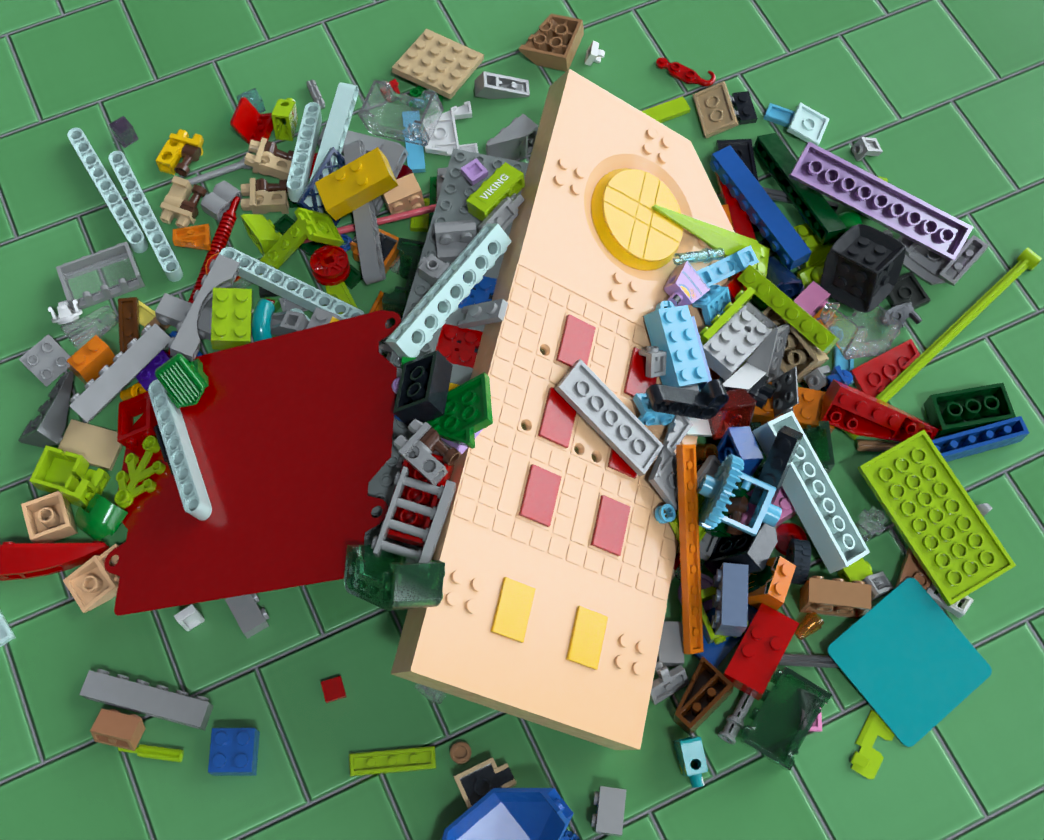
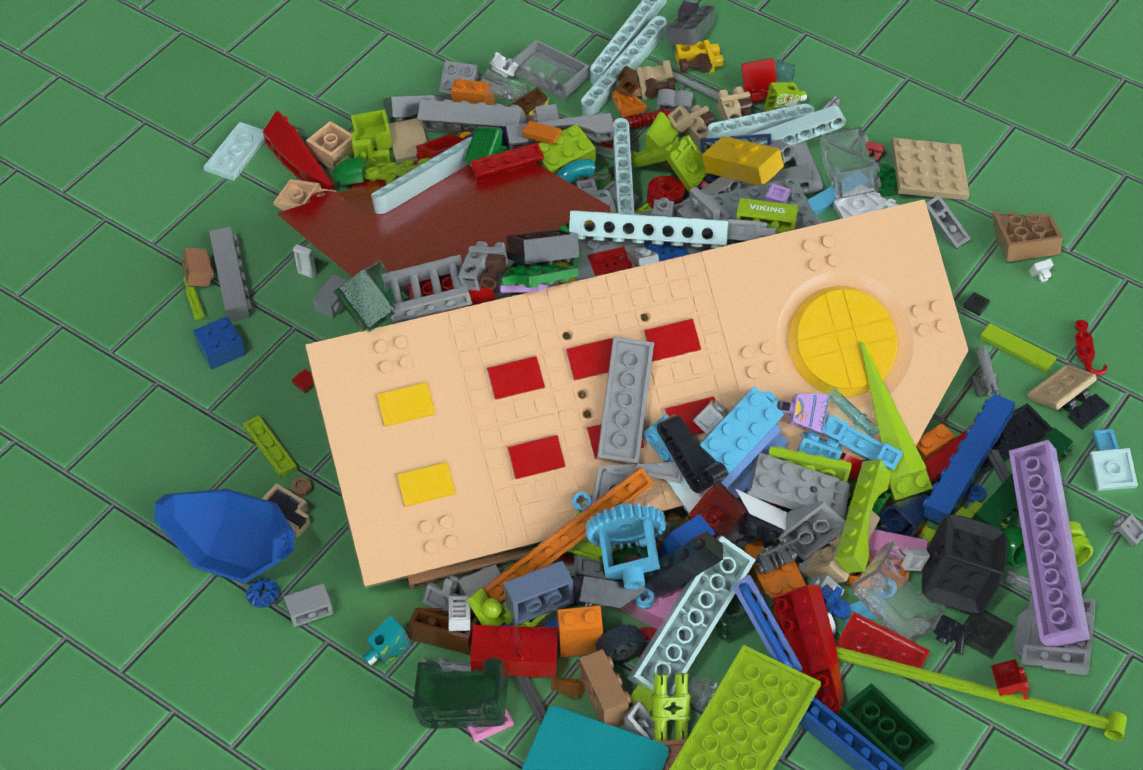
camera: 65 degrees right, 15 degrees down
(153, 142) = (693, 29): none -> dark grey beam
(173, 221) = (627, 81): none -> reddish brown brick
(204, 322) = (541, 132): none -> orange tile
(216, 370) = (507, 160): none -> red tile
(250, 204) = (681, 118): none -> tan plate
(709, 654) = (485, 608): none -> lime tile
(712, 673) = (459, 613): none -> white slope
(831, 297) = (915, 559): none -> white tile
(850, 438) = (764, 628): none -> blue piece
(880, 554) = (679, 713): none -> lime pin
(963, 300) = (1010, 678): none -> red bracket

